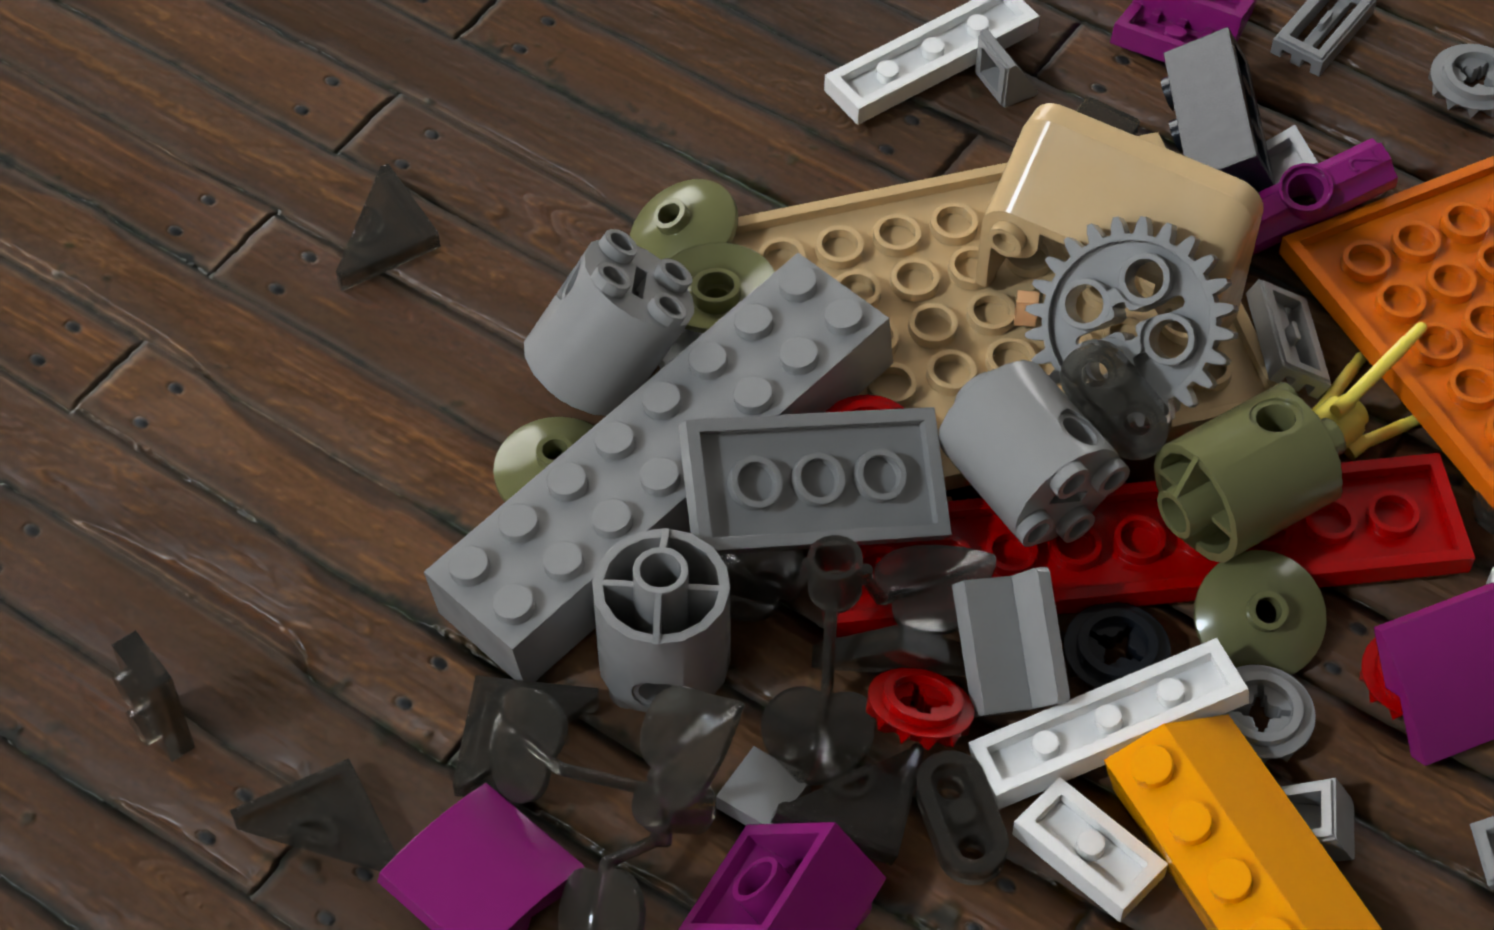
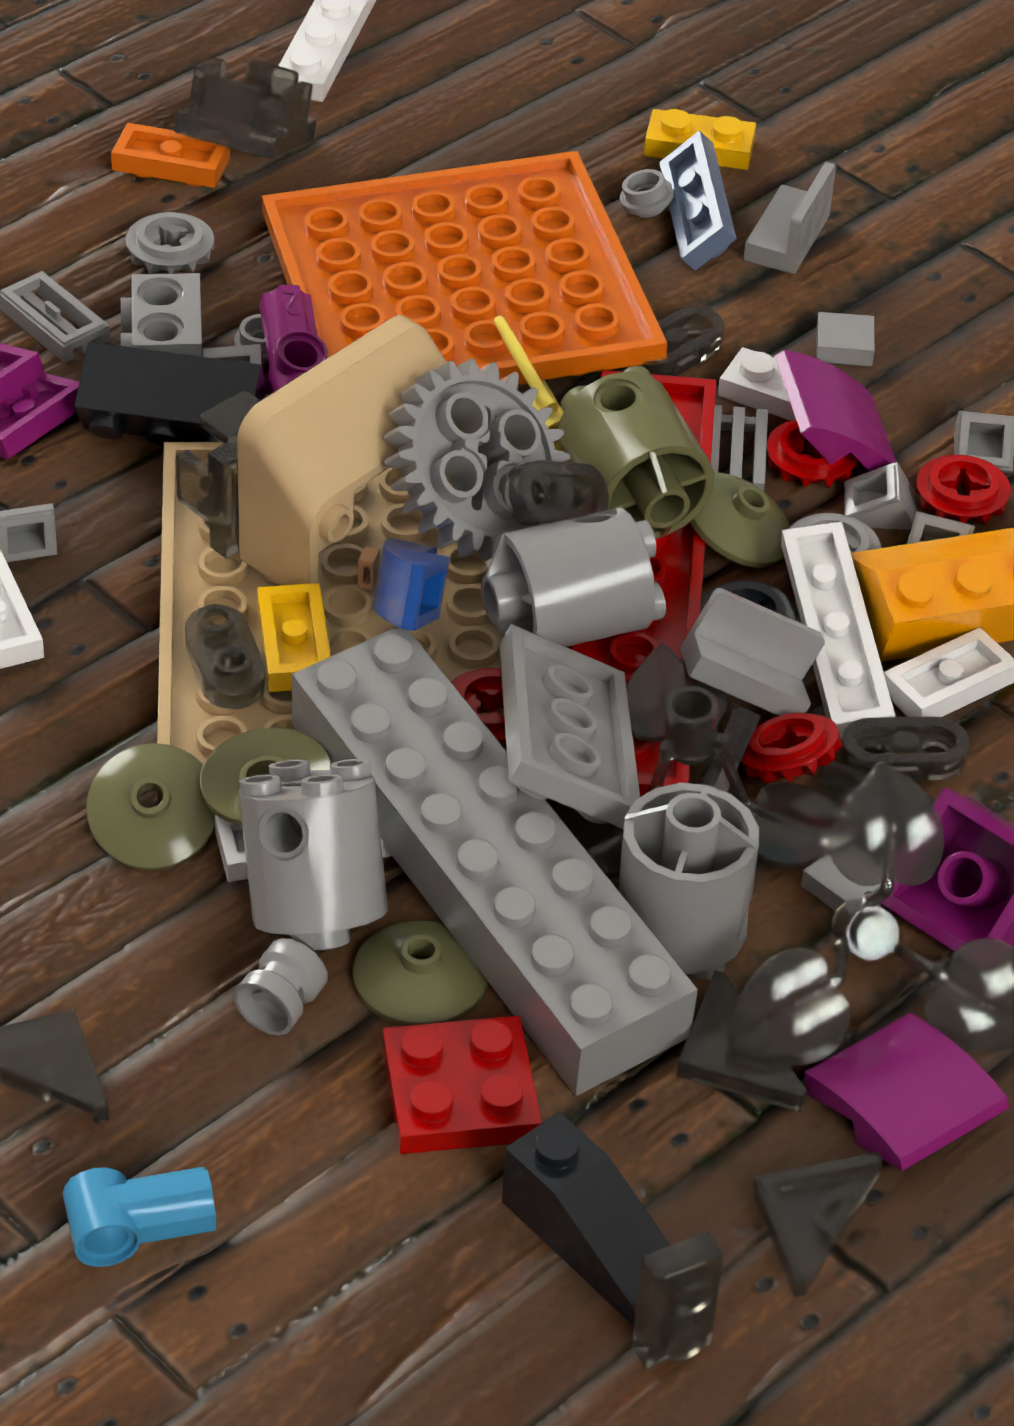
camera: 80 degrees left, 10 degrees down
(227, 313) = (117, 1215): none -> dark azure piece
(264, 638) = (581, 1208): none -> black slope
(416, 513) = (460, 1084): none -> red plate
(489, 361) = (285, 981): none -> light grey wheel
(877, 227) = (224, 656): none -> clear smoke plate
(906, 268) = (291, 631): none -> yellow plate
(956, 316) = (410, 584): none -> blue slope
(1329, 98) = (163, 313): none -> light grey brick
(1370, 757) = (881, 498): none -> light grey slope
(1379, 597) = (741, 424): none -> light grey tile
(1436, 812) = (985, 486): none -> red gear

